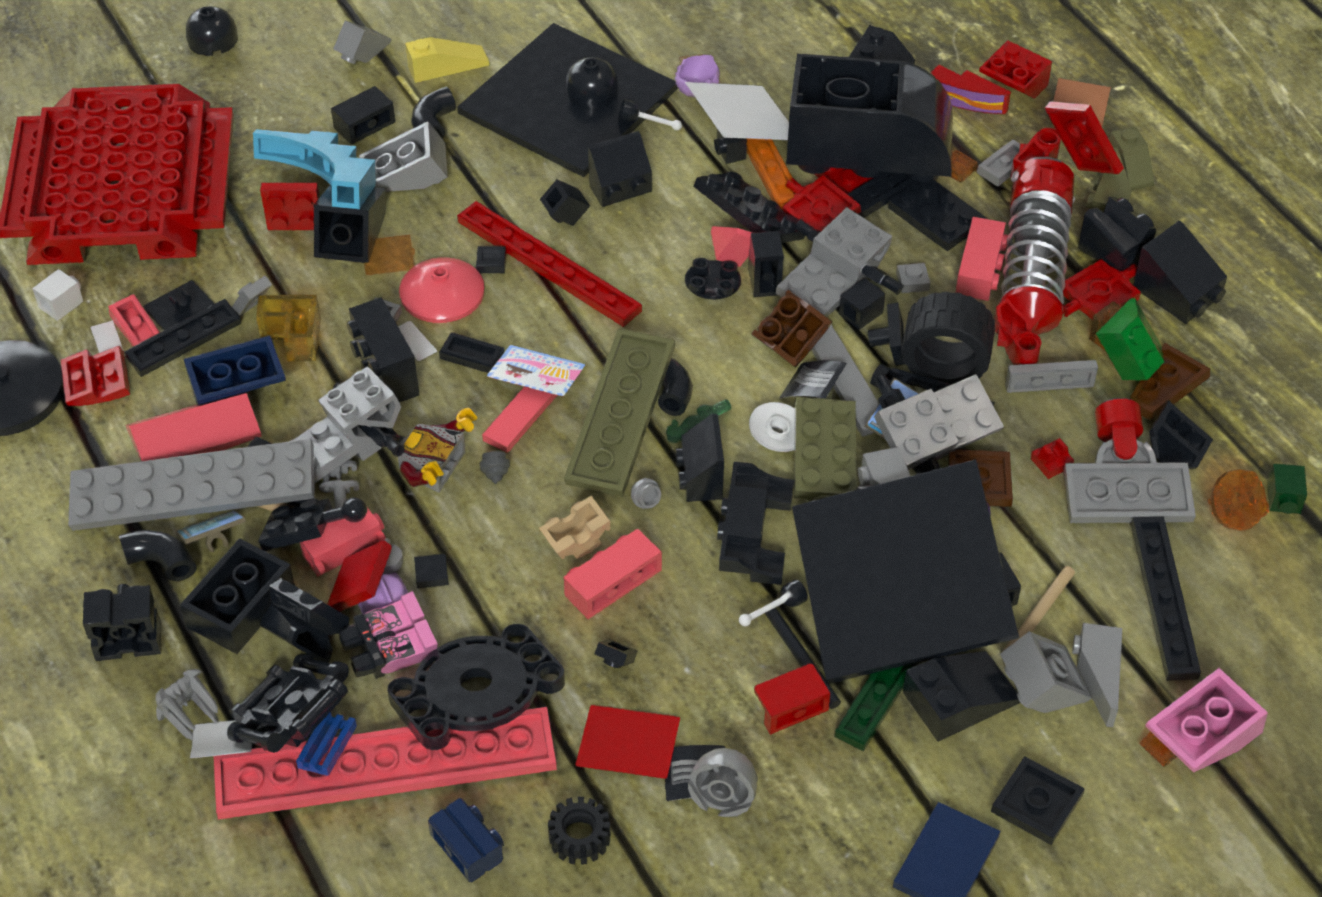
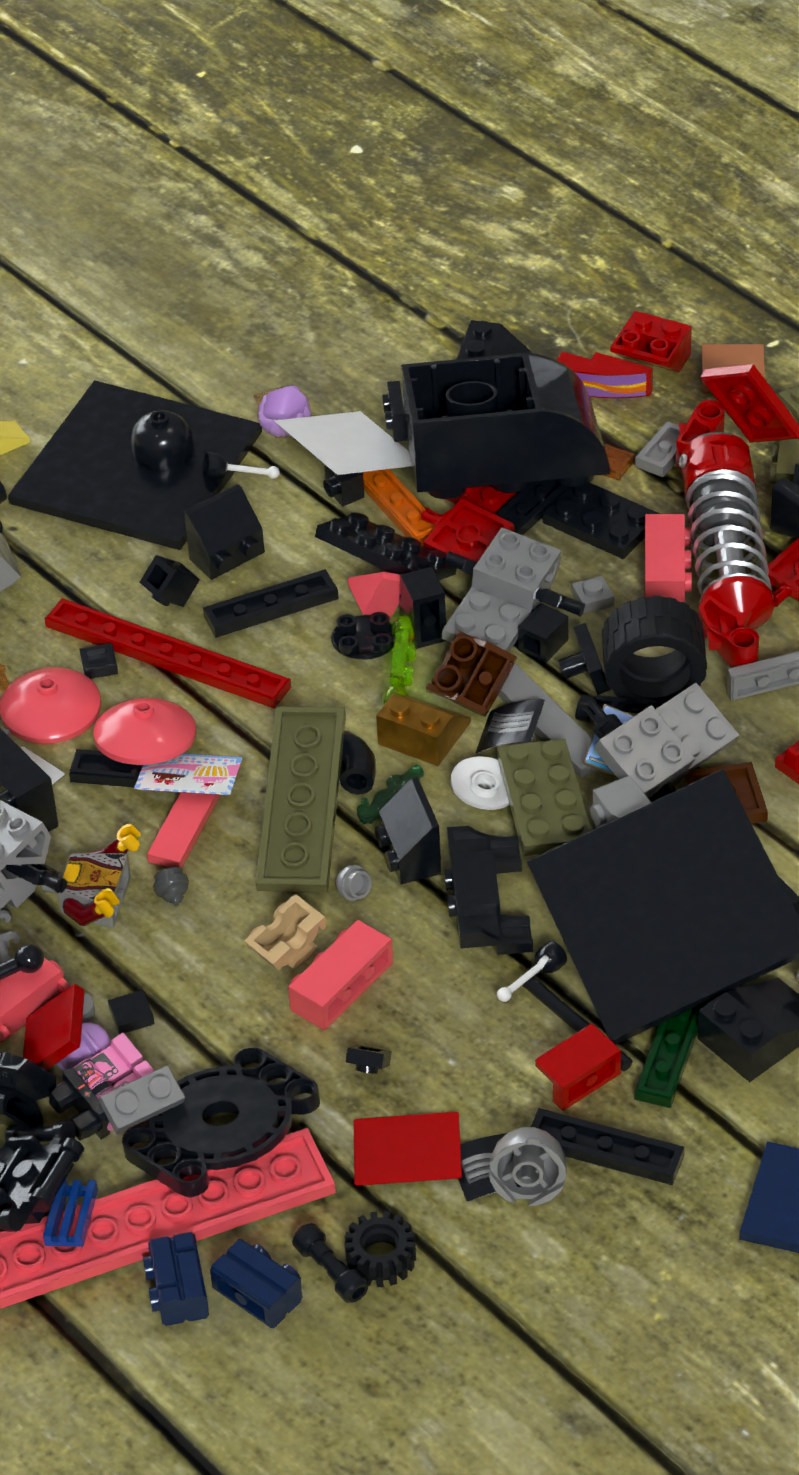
camera: 10 degrees left, 5 degrees down
(400, 821) = (177, 1278): none -> dark blue brick
(412, 654) = (141, 1099): none -> light grey plate
(510, 327) = (144, 731): none -> coral dish
(544, 856) = (349, 1283): none -> black piece
(643, 236) = (270, 603): none -> black plate
(734, 314) = (403, 653): none -> clear neon green plate
(737, 367) = (419, 728): none -> pearl gold slope
(785, 91) = (394, 411): none -> black plate
(800, 778) = (612, 1147): none -> black plate

